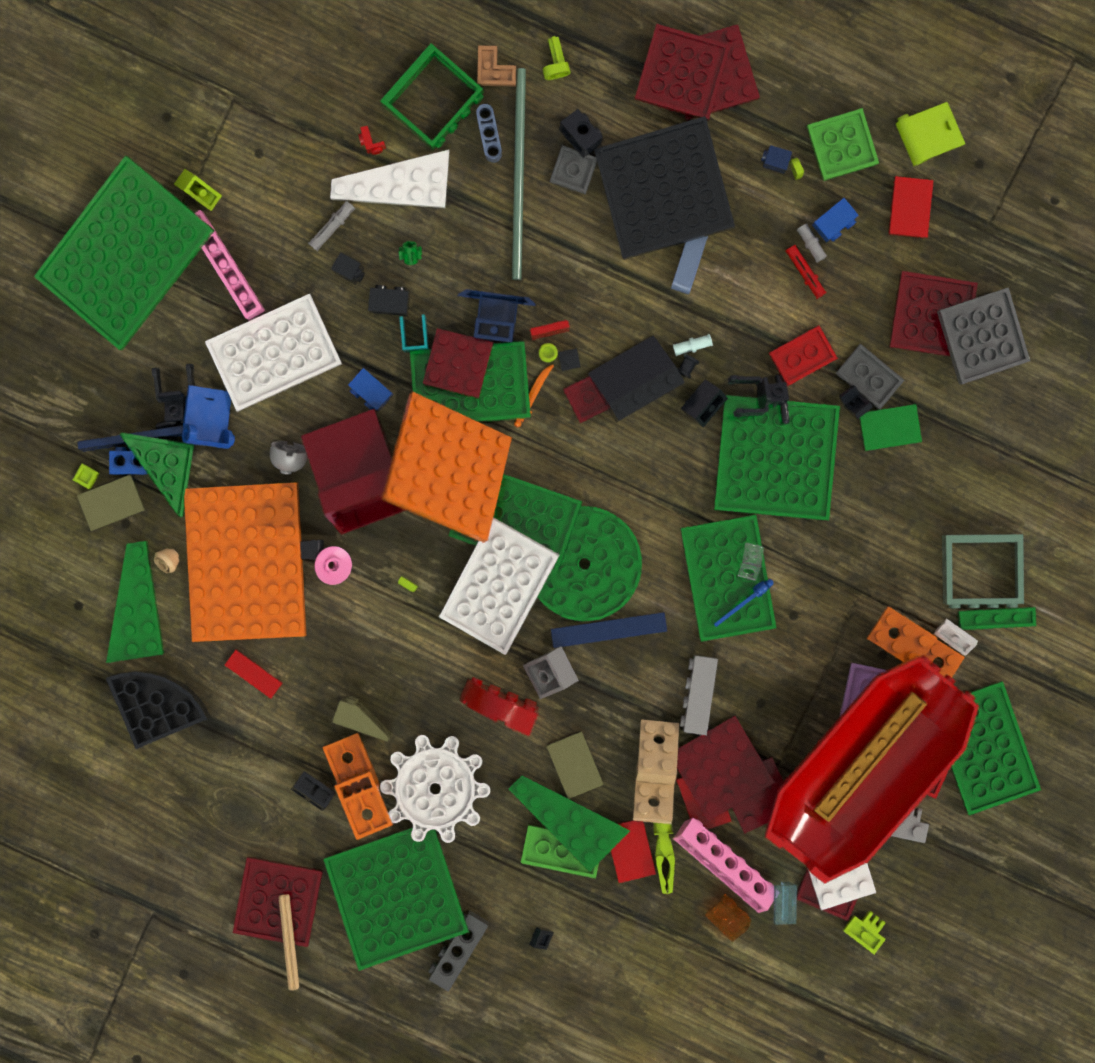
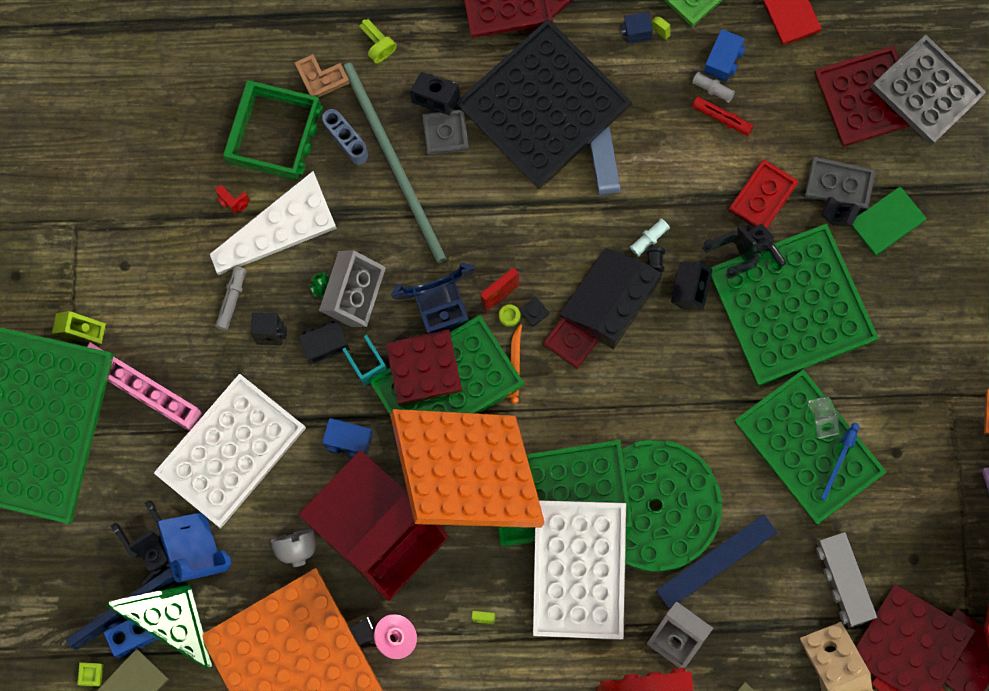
camera: 15 degrees left, 15 degrees down
(432, 269) = (352, 288): none -> light grey brick

